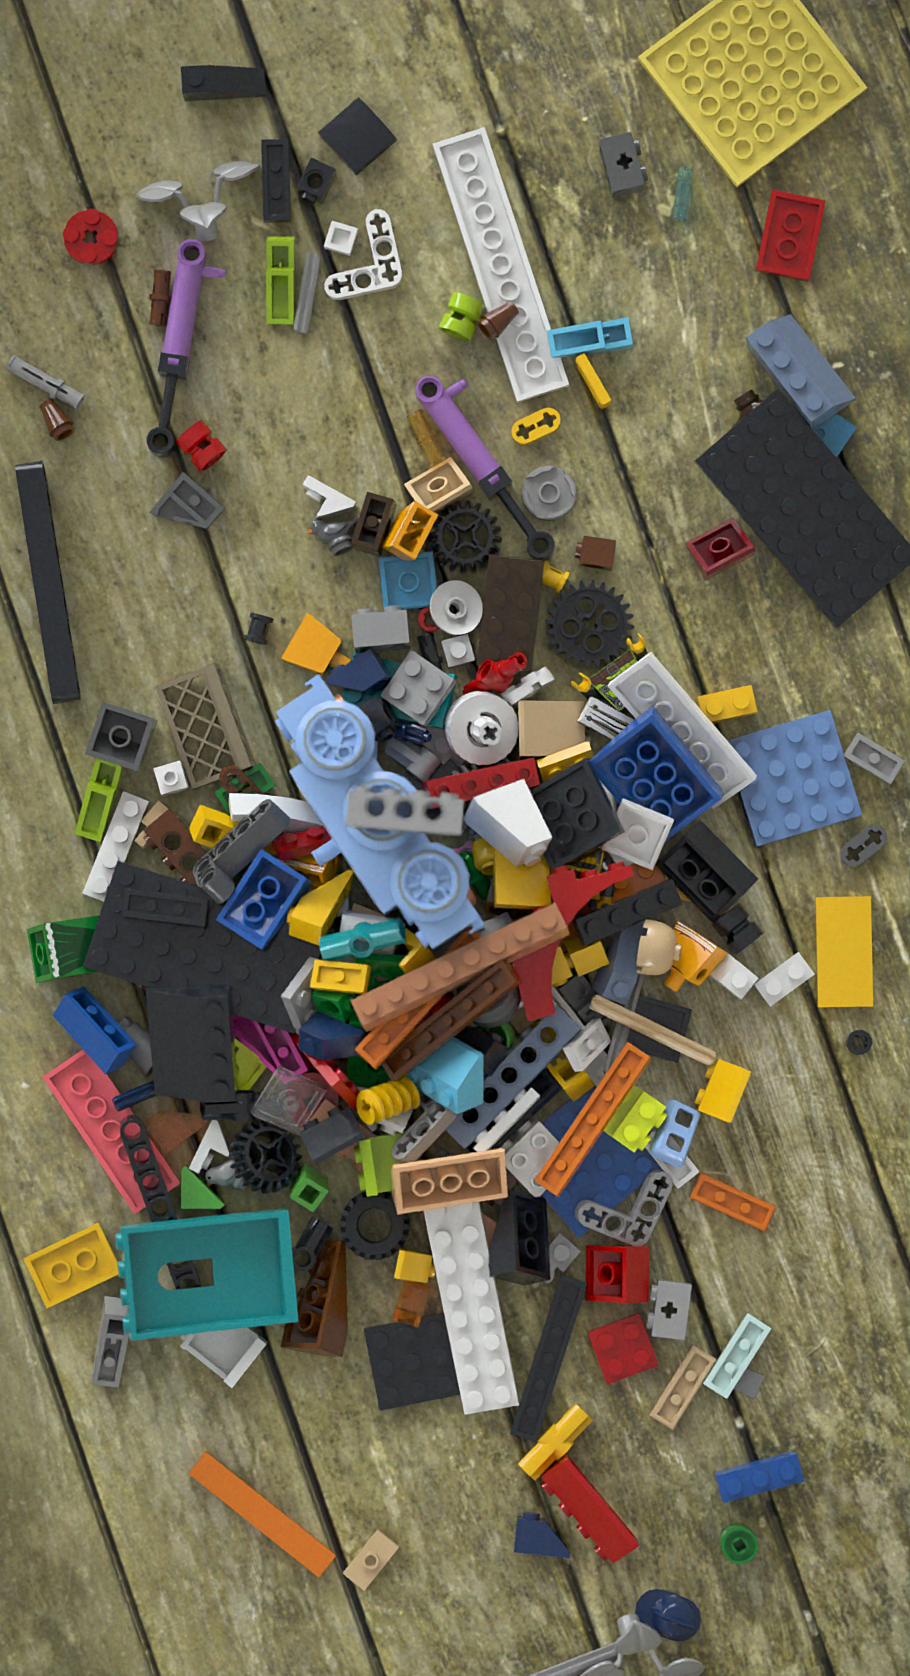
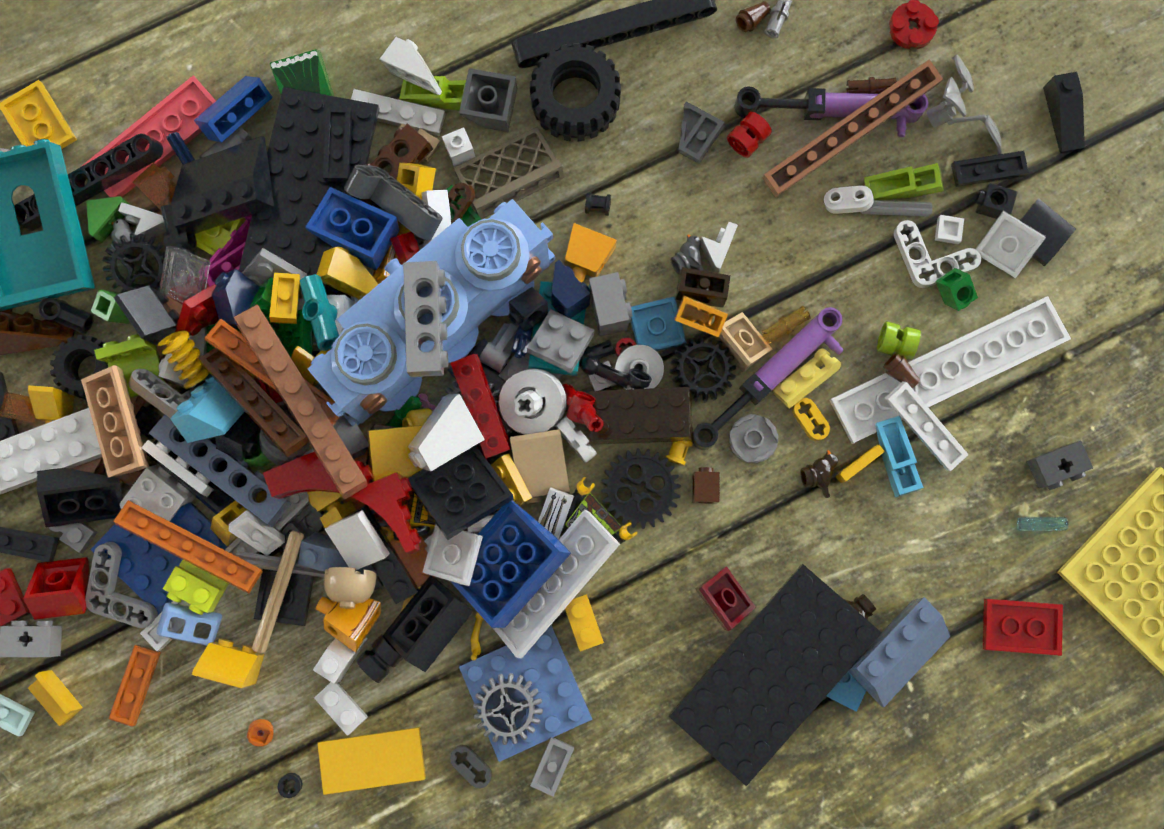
camera: 80 degrees right, 5 degrees down
(64, 823) = (405, 62): none -> white slope
(125, 599) = (575, 63): none -> black tyre
(216, 331) = (852, 128): none -> nougat brick
(291, 346) = (848, 202): none -> white plate
(368, 175) = (1009, 244): none -> white tile
(412, 243) = (956, 289): none -> green brick
(468, 613) = (634, 378): none -> black piece
(490, 424) = (807, 378): none -> light yellow plate
(561, 302) = (926, 426): none -> white plate
(597, 426) = (819, 473): none -> dark brown animal
(612, 931) = (357, 541): none -> white tile
(735, 1289) = (54, 697): none -> yellow panel
(739, 826) = (474, 640): none -> yellow piece
(800, 1068) = (260, 732): none -> orange tile
(809, 809) = (486, 714): none -> light grey gear

